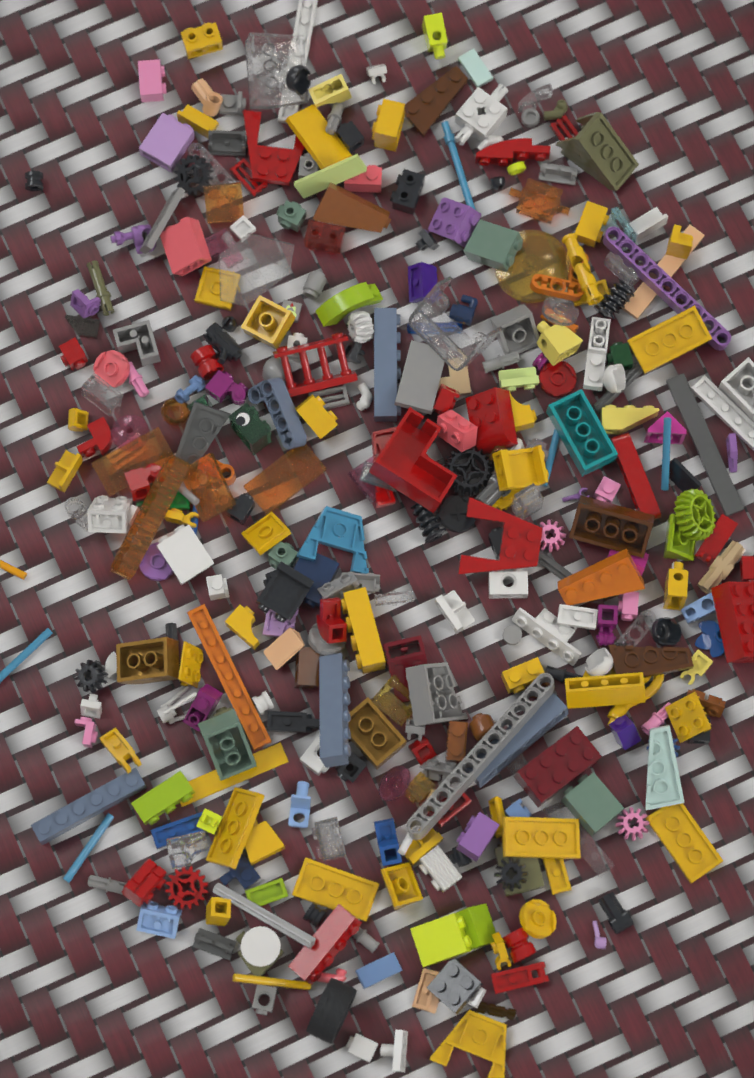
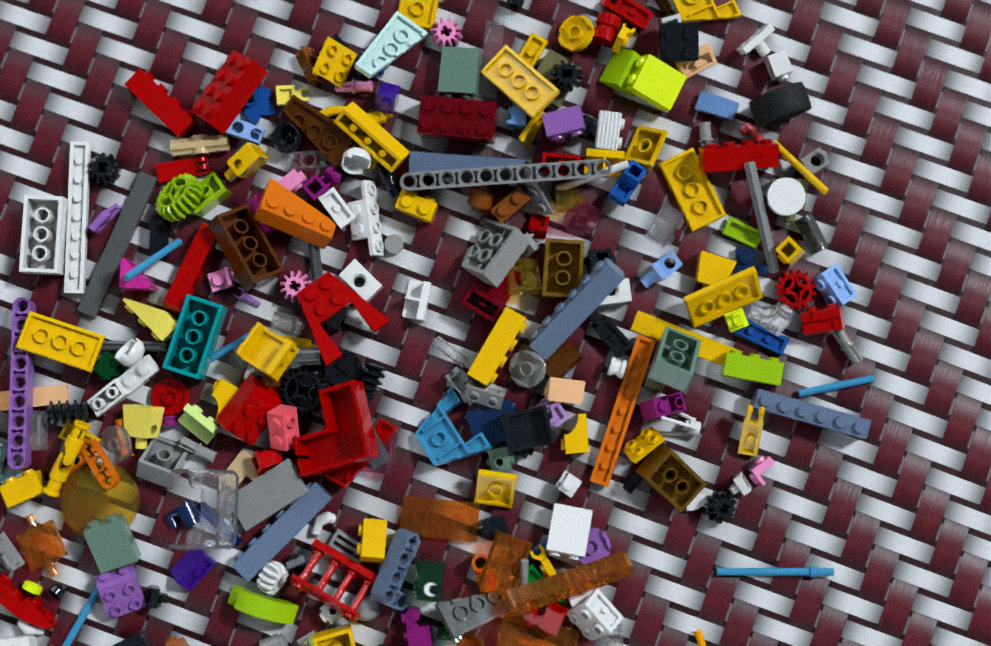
camera: 135 degrees left, 10 degrees up
(314, 914) = (724, 185): black wheel -> none
(329, 621) = (515, 376): red brick -> none

